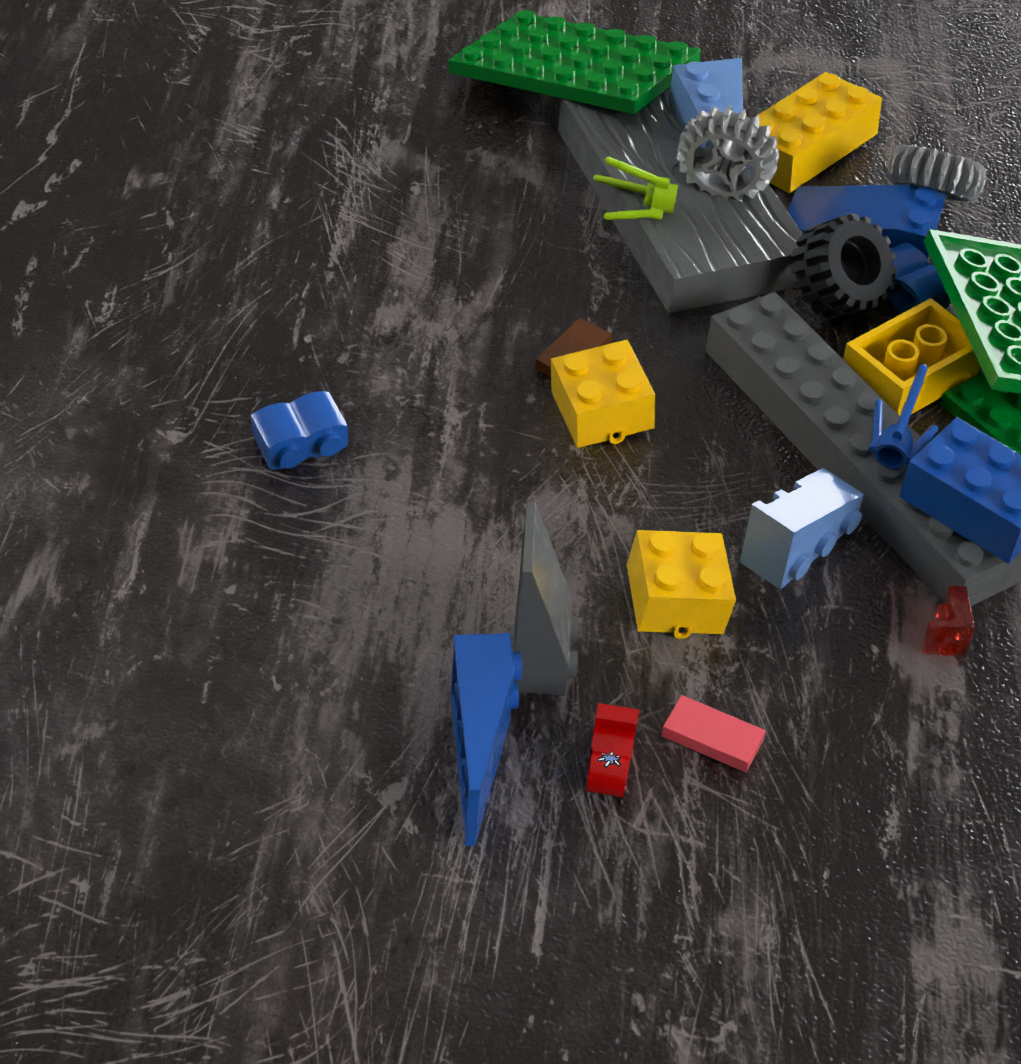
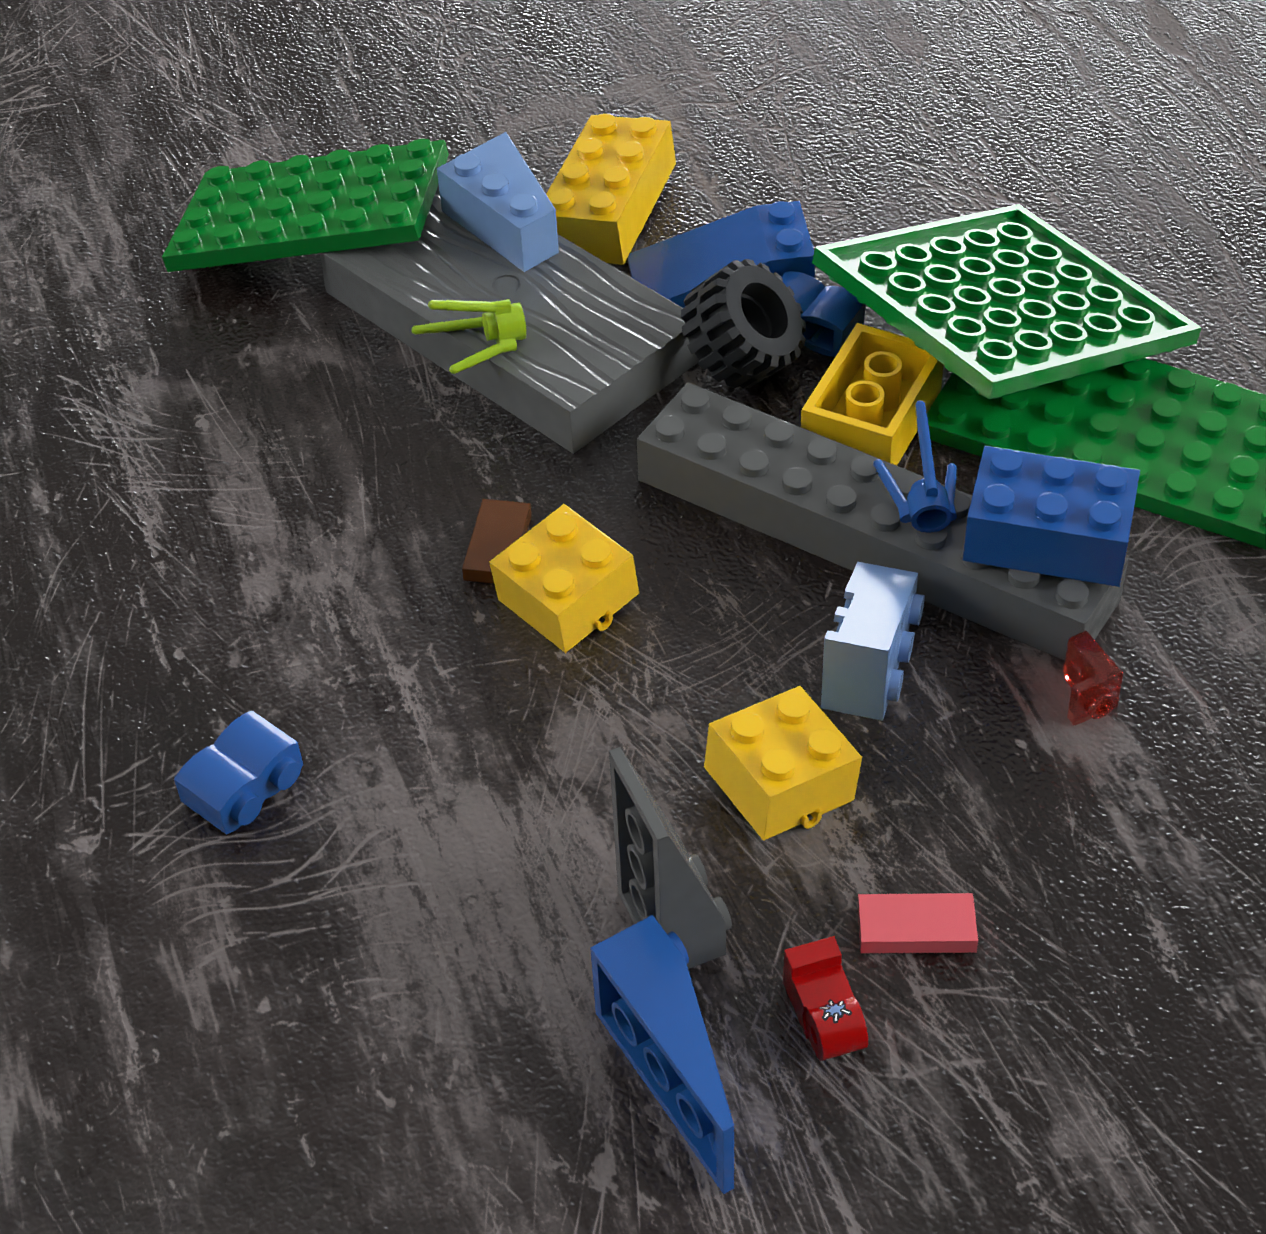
camera: 20 degrees left, 0 degrees up
(733, 145) = (555, 246): light grey gear -> none
(938, 170) = (773, 180): light grey gear -> none

